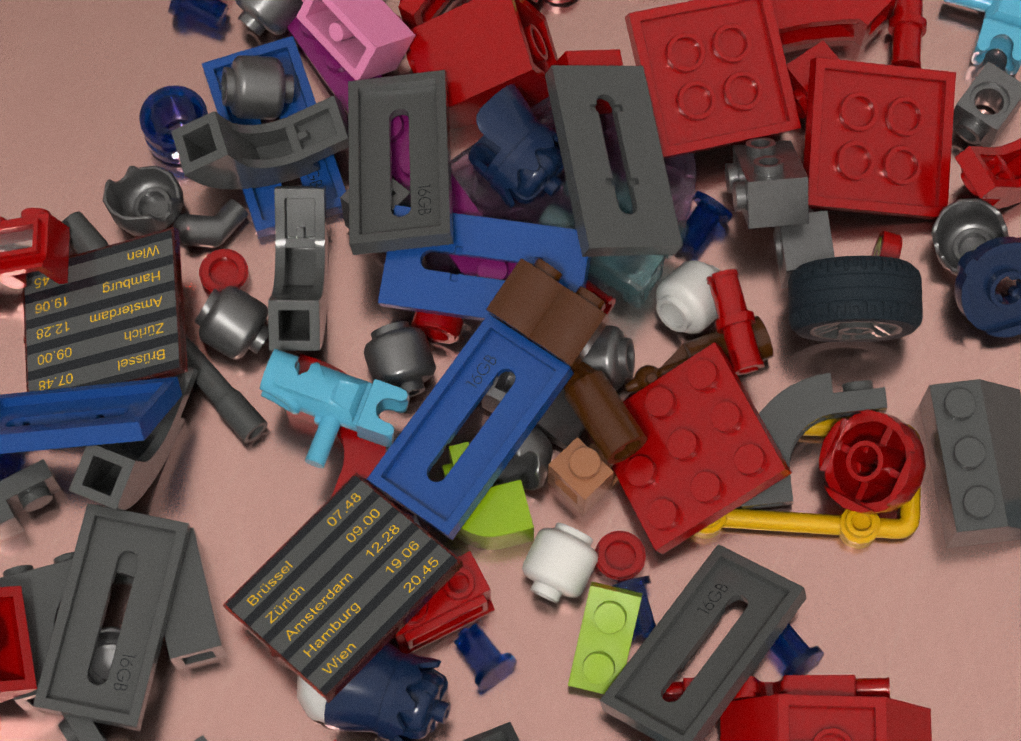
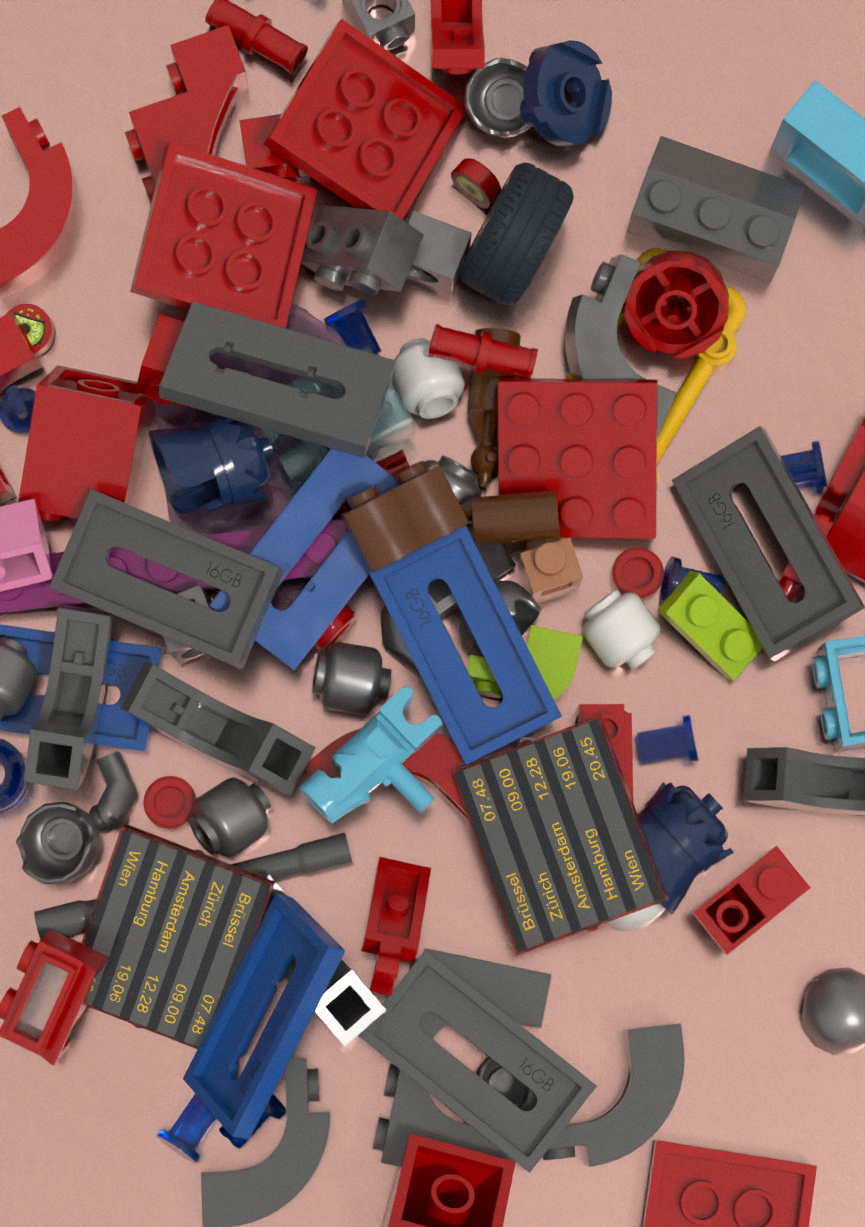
camera: 70 degrees left, 10 degrees up
(206, 491) = (394, 919): none -> red plate

